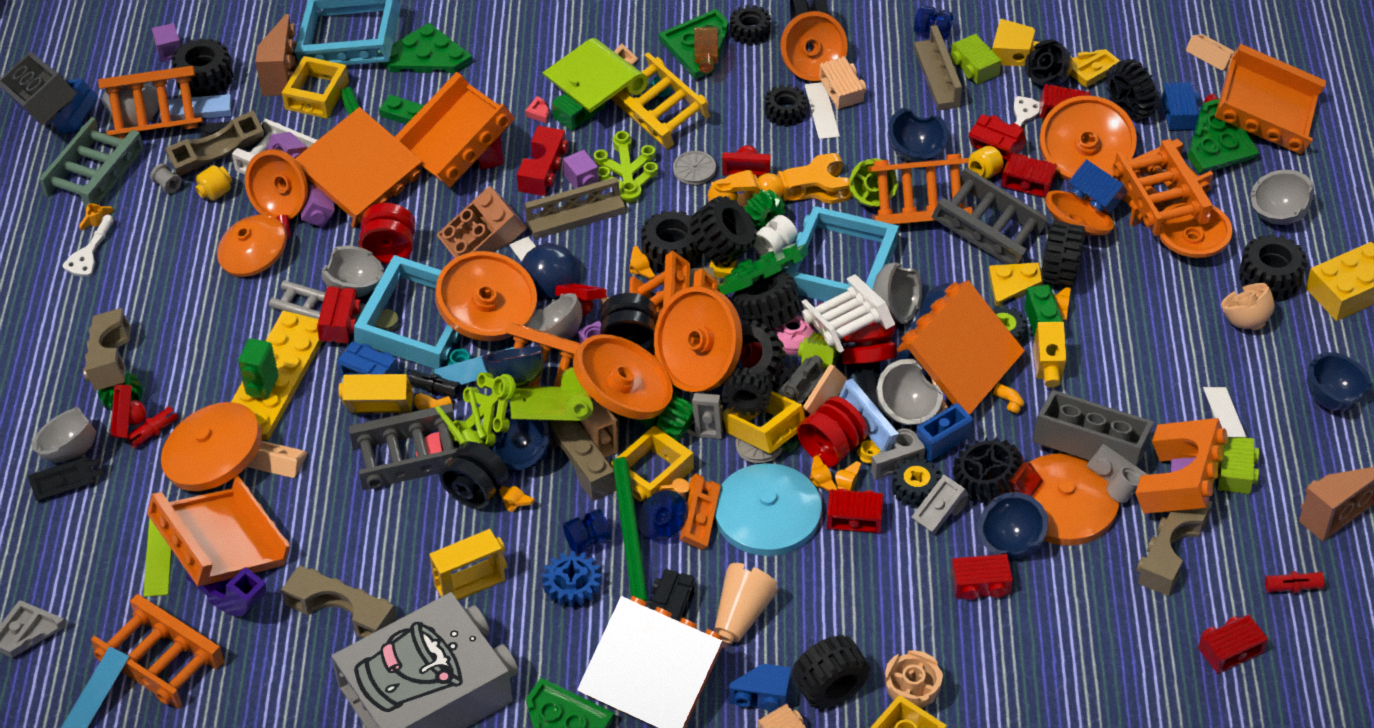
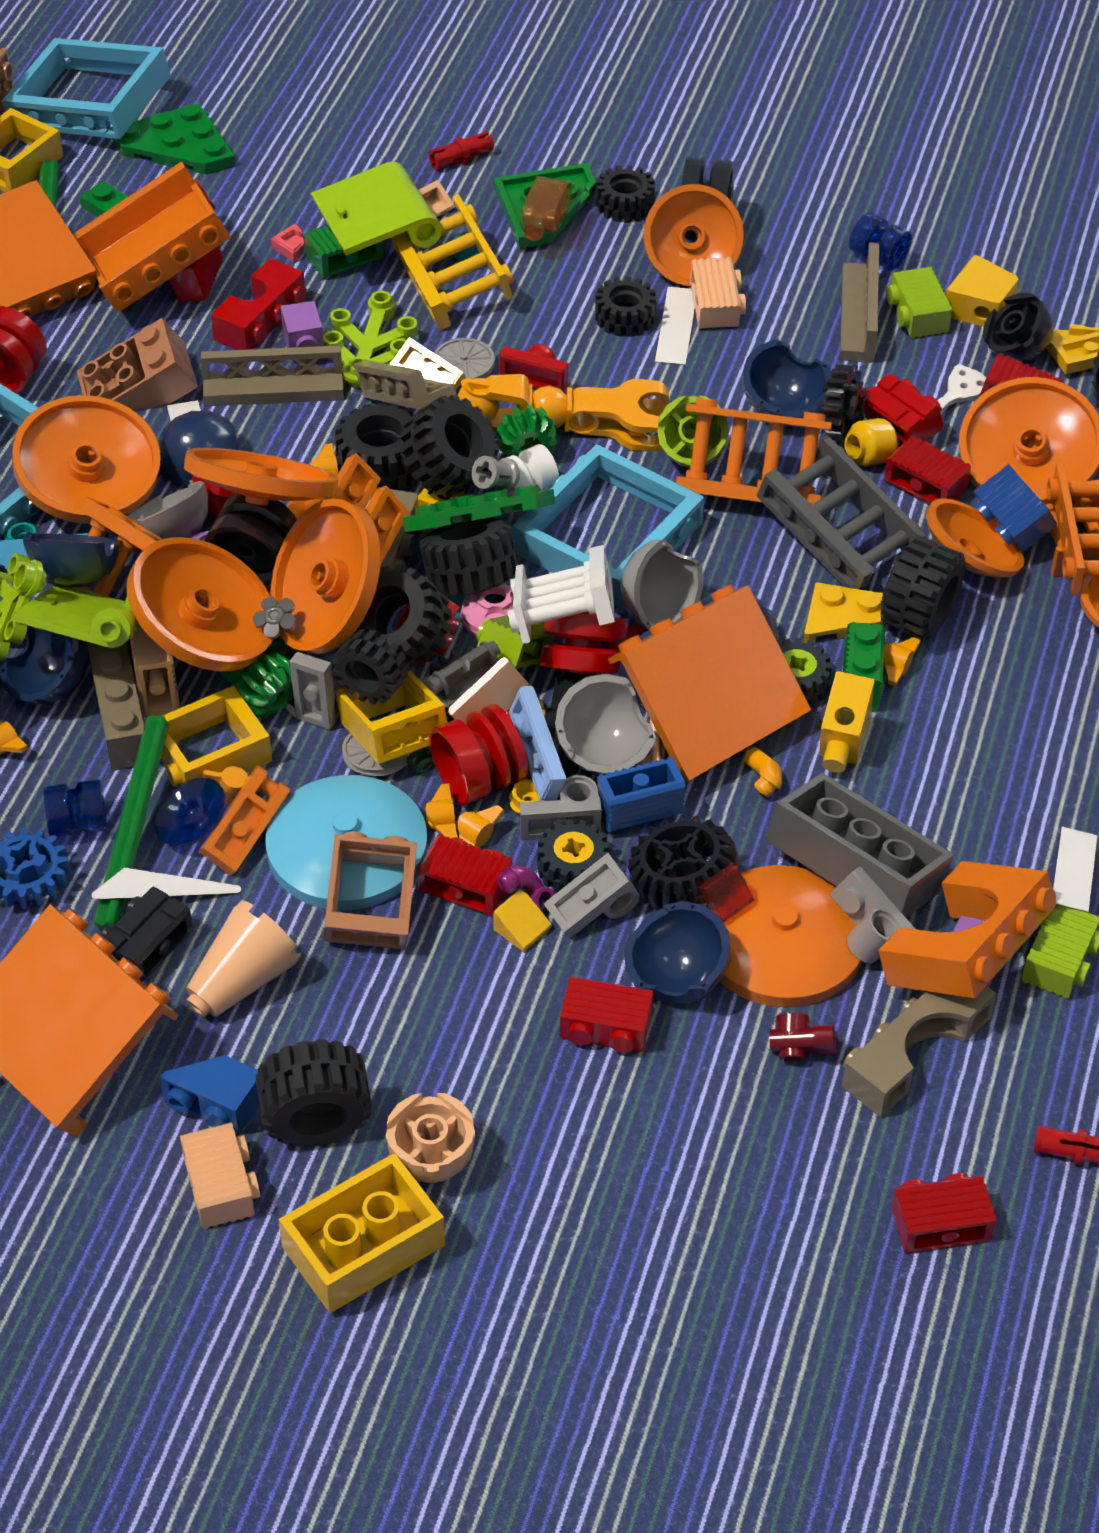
camera: 15 degrees right, 0 degrees up
(625, 18) = (461, 150): none -> red pin
(631, 281) = (260, 475): none -> orange dish
(654, 569) = (133, 883): none -> white sticker
(670, 373) = (274, 616): none -> dark grey plant
(671, 196) = (399, 385): none -> dark tan fence
(676, 180) = (432, 366): none -> plate
(762, 239) = (488, 480): none -> light grey bush
(811, 561) = (369, 929): none -> nougat window
(901, 510) = (520, 876): none -> magenta arm
(901, 532) = (520, 921): none -> yellow slope
(960, 138) = (843, 400): none -> black gear
(1101, 561) = (795, 1037): none -> dark red plate

